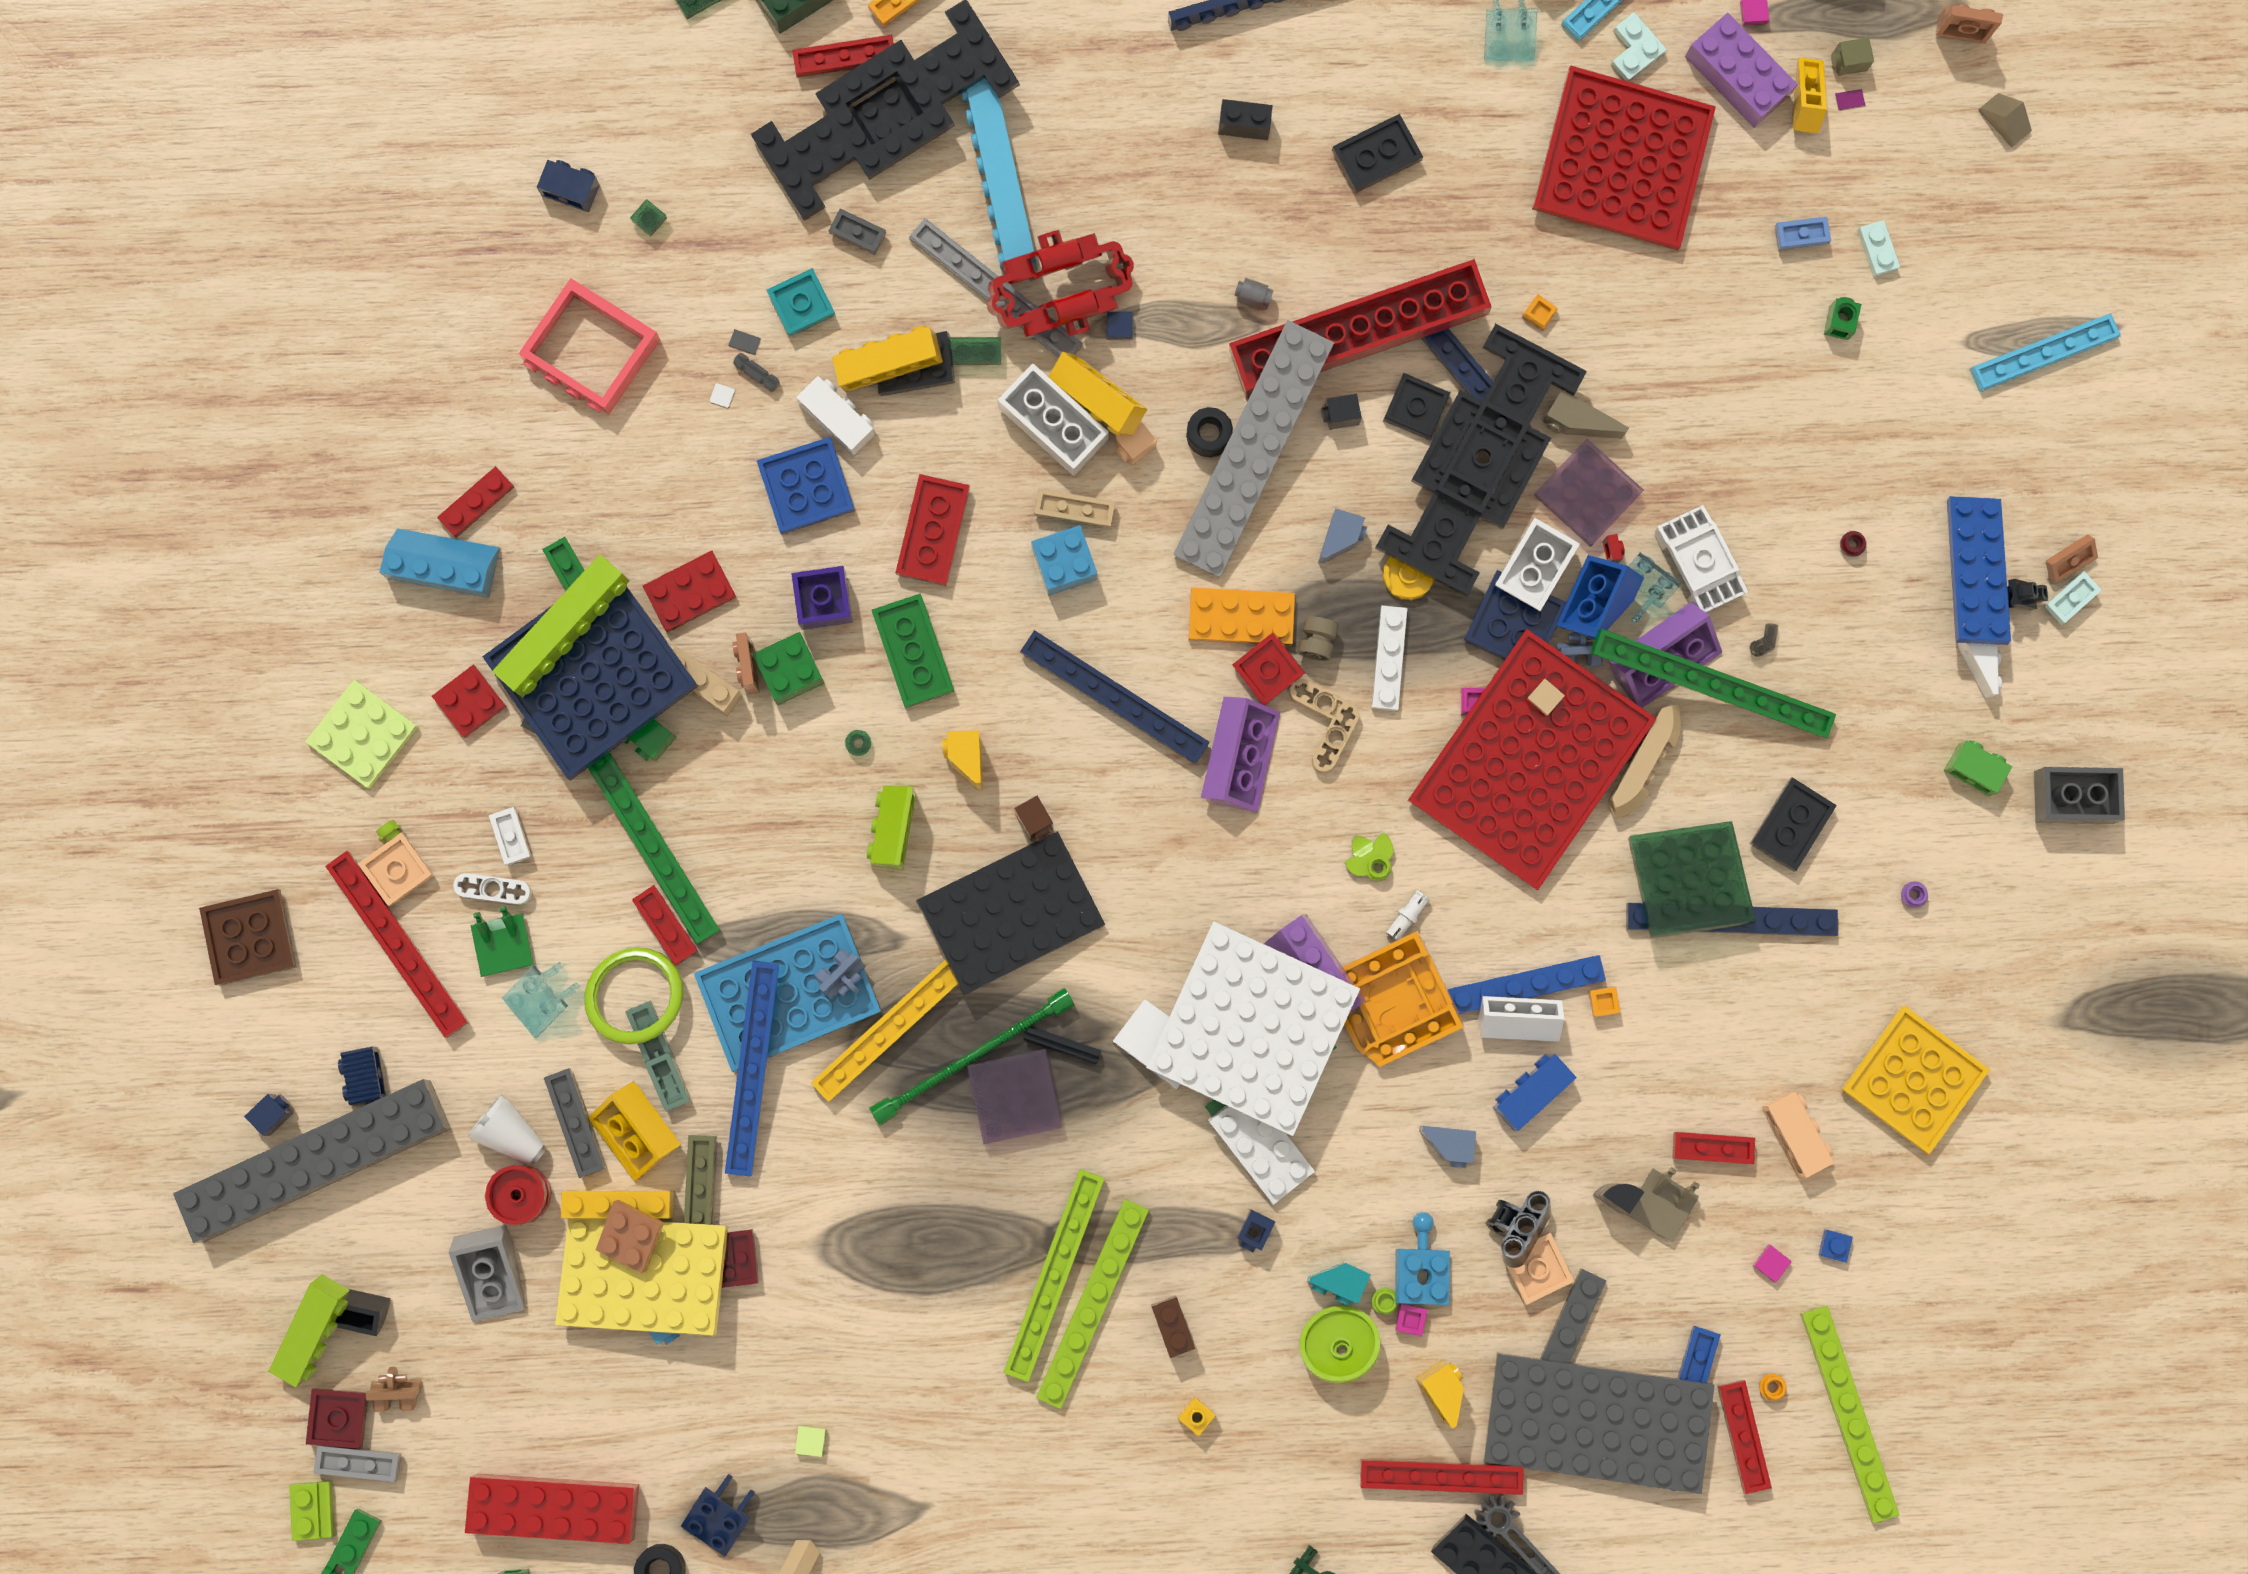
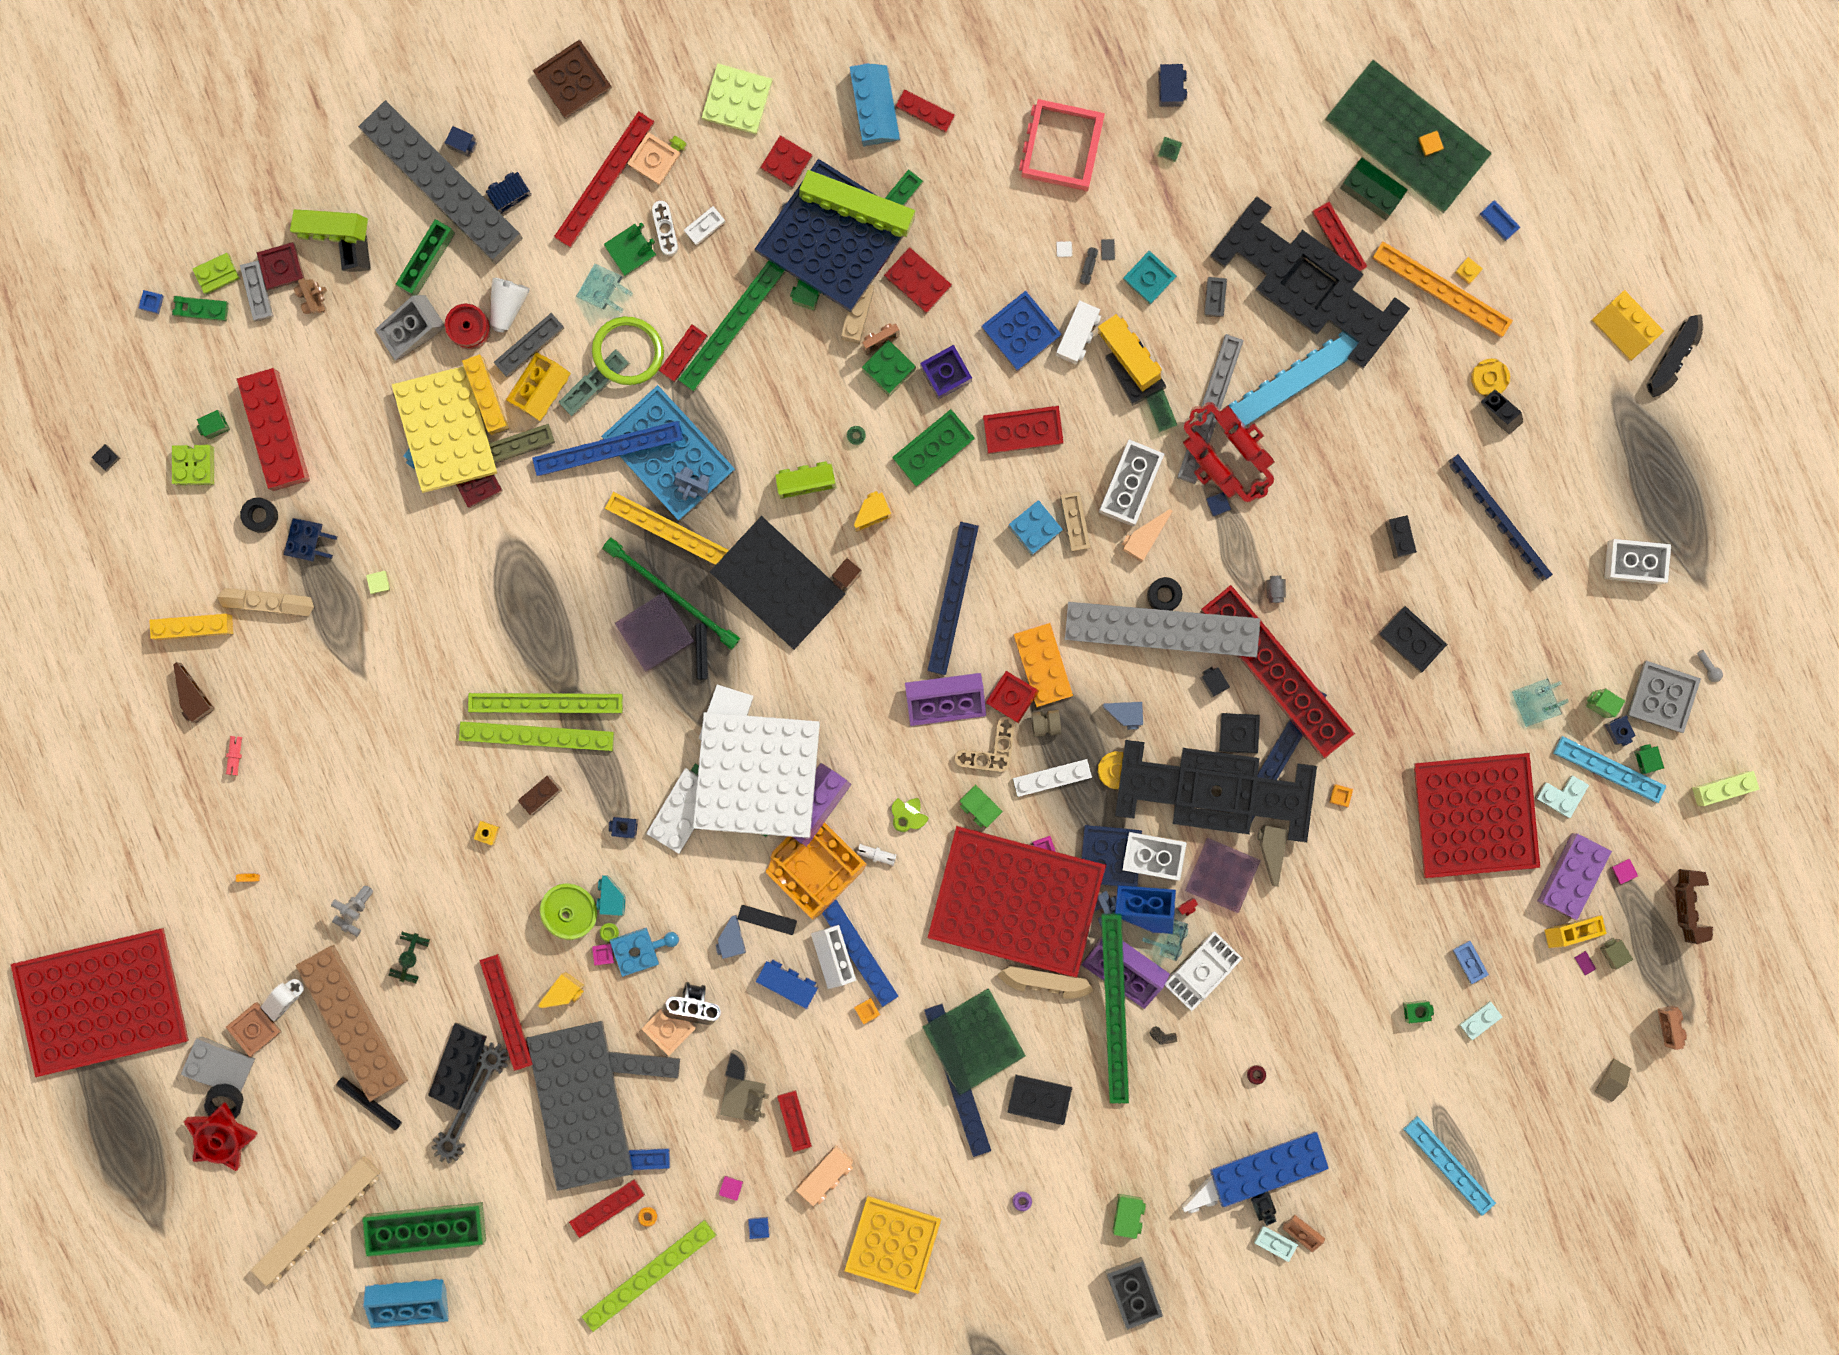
camera: 70 degrees right, 5 degrees up
(405, 1218) = (425, 258): none -> green brick
(629, 1236) = (466, 410): nougat plate -> none
(1097, 394) = (1159, 506): yellow brick -> none
(1393, 760) = (980, 806): none -> bright green brick
(1440, 1088) = (767, 919): none -> black sticker
(1545, 697) = (1062, 895): tan tile -> none

